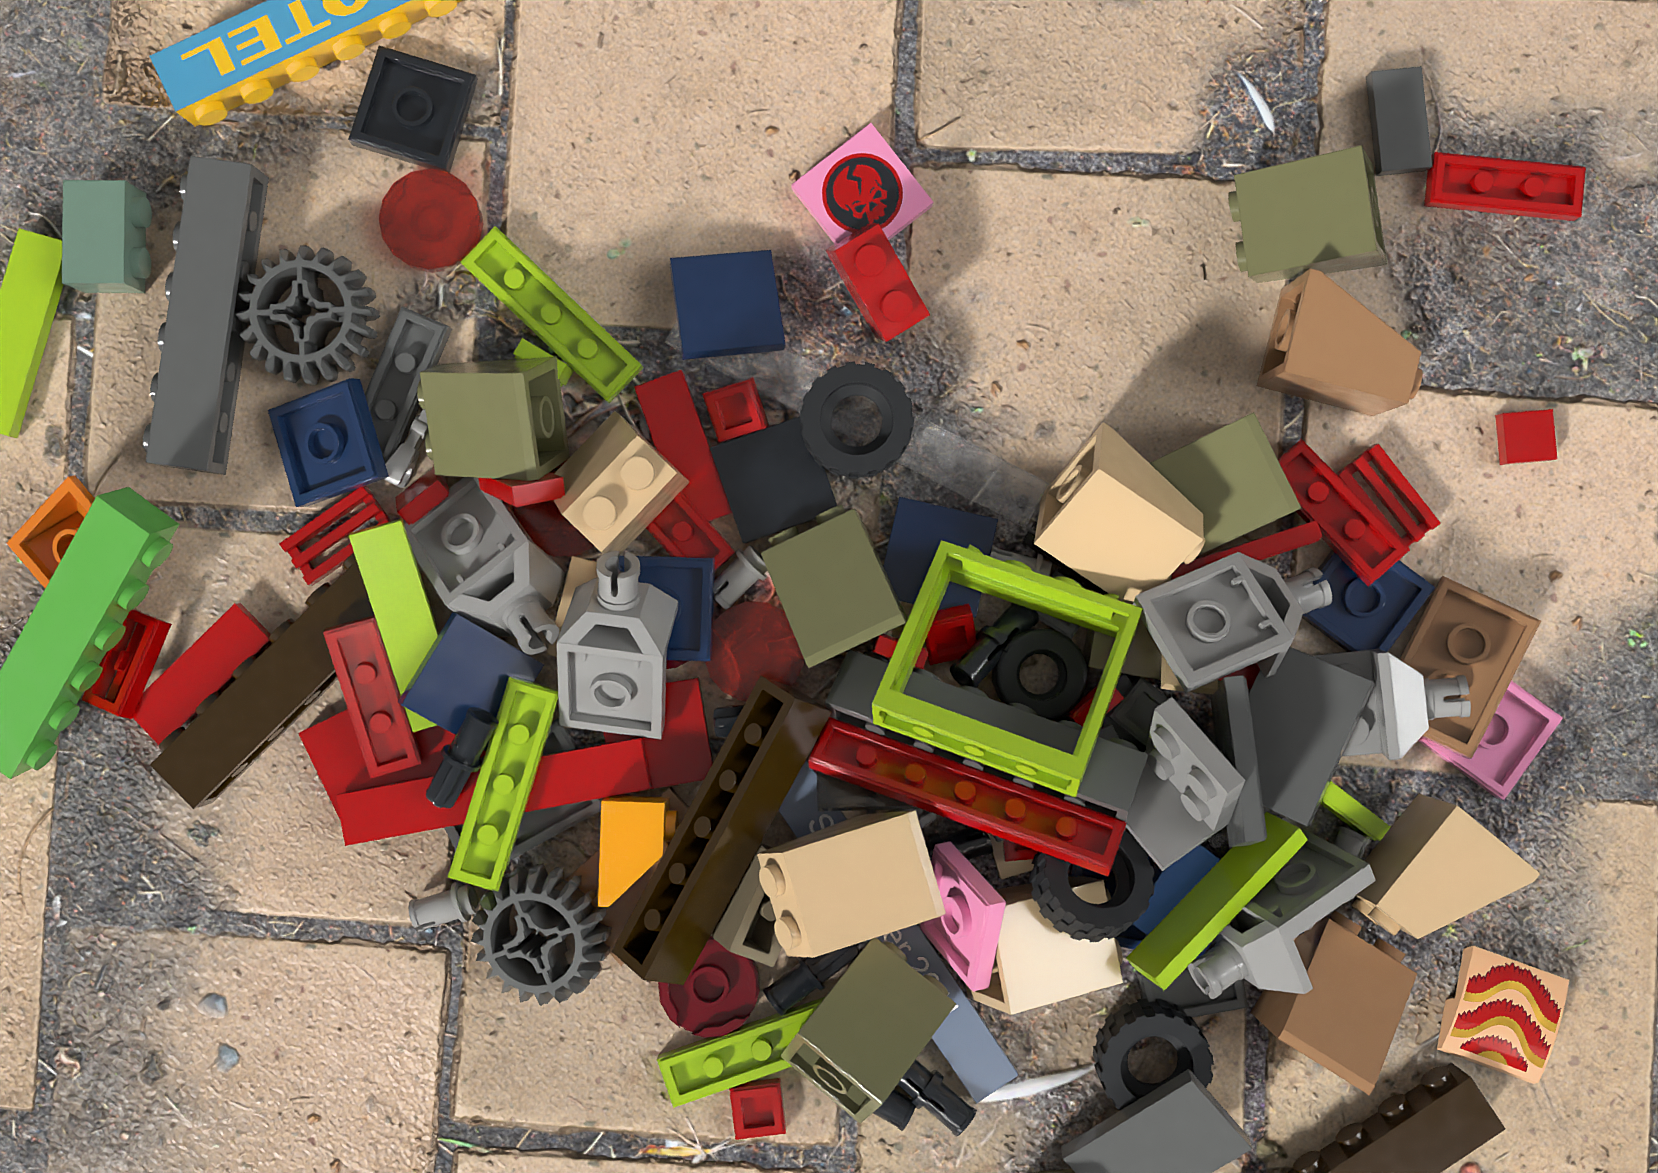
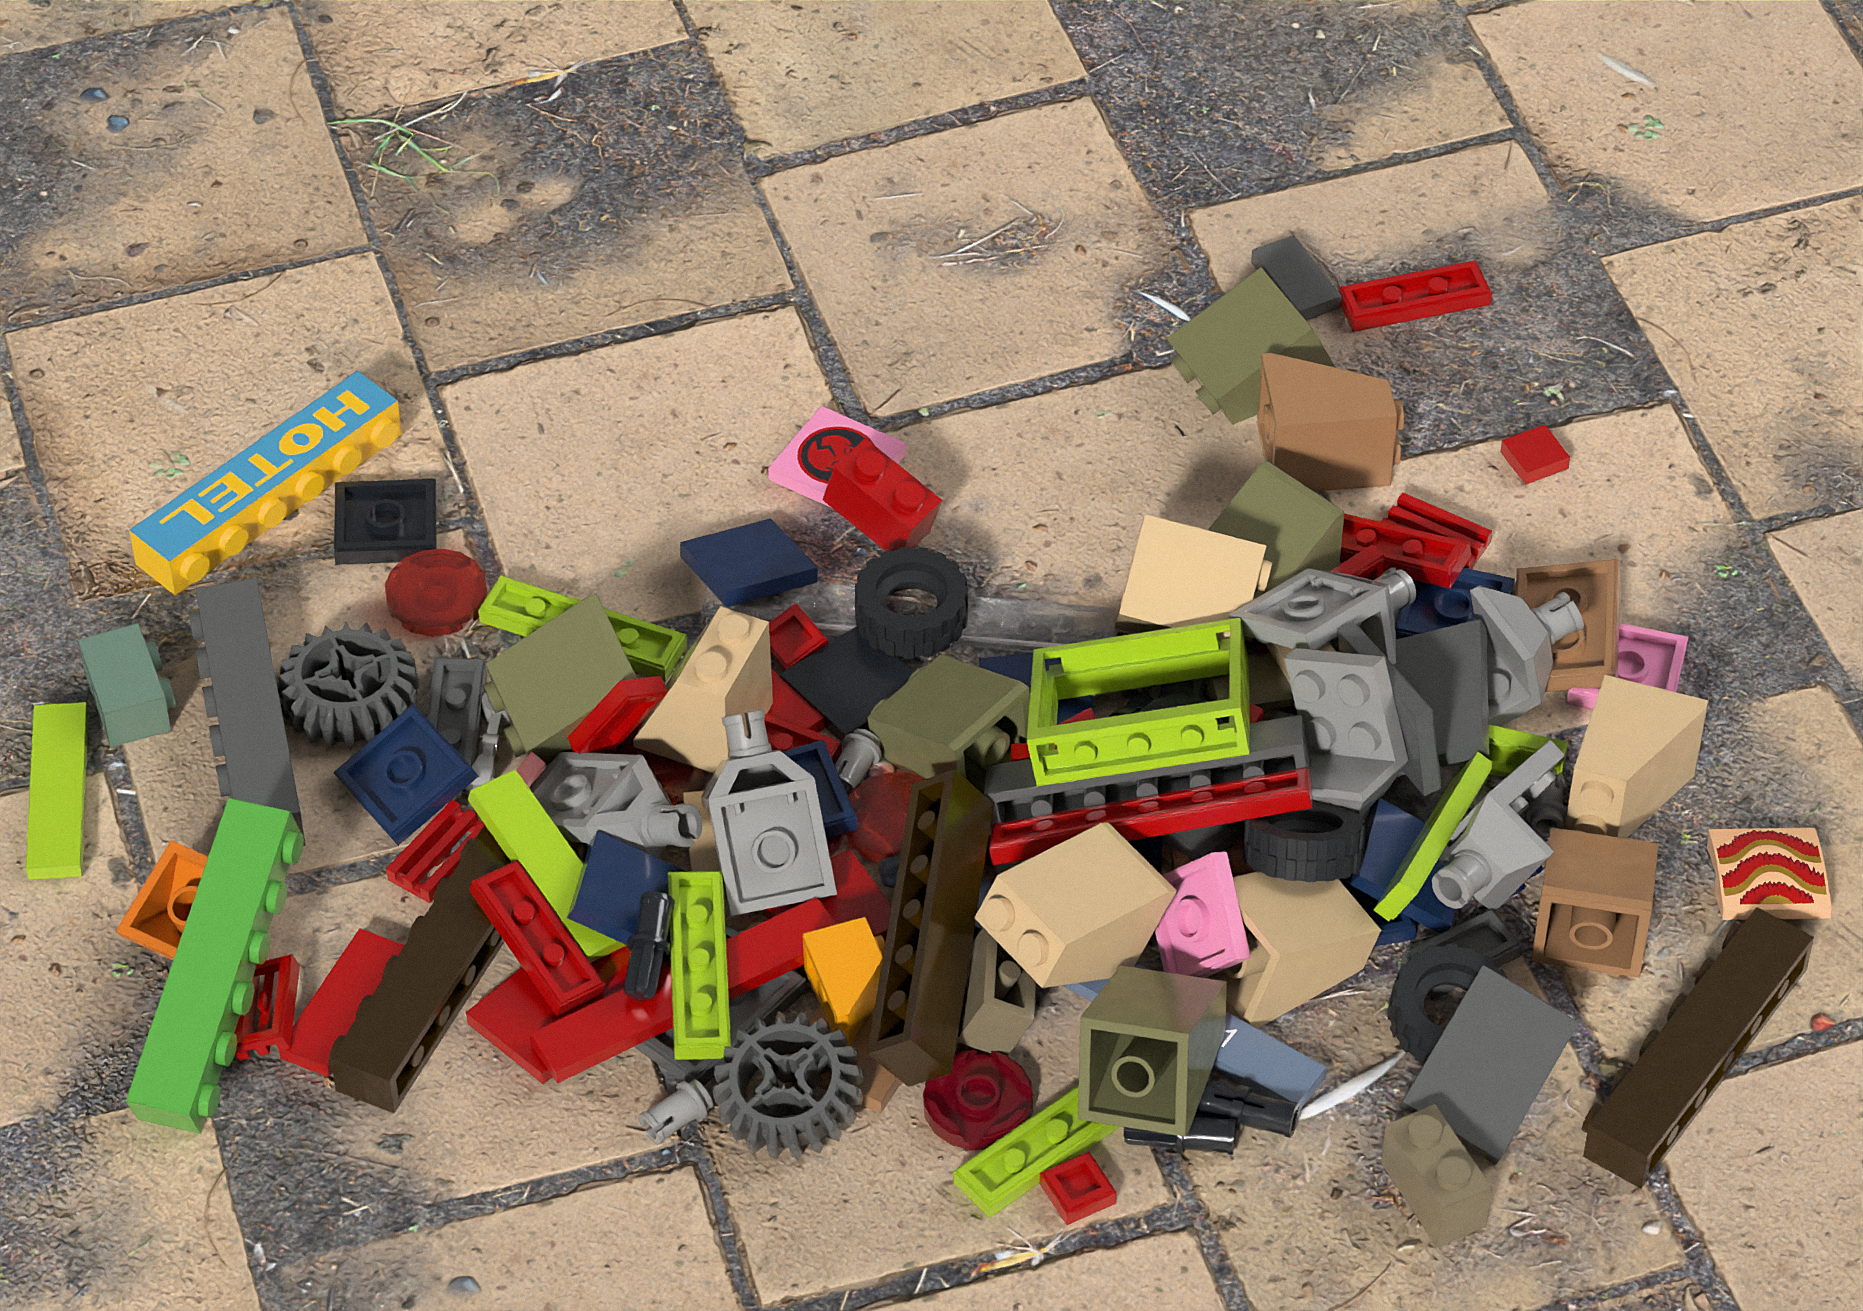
camera: 15 degrees left, 40 degrees down
(806, 977) = (1062, 1066): black axle -> none

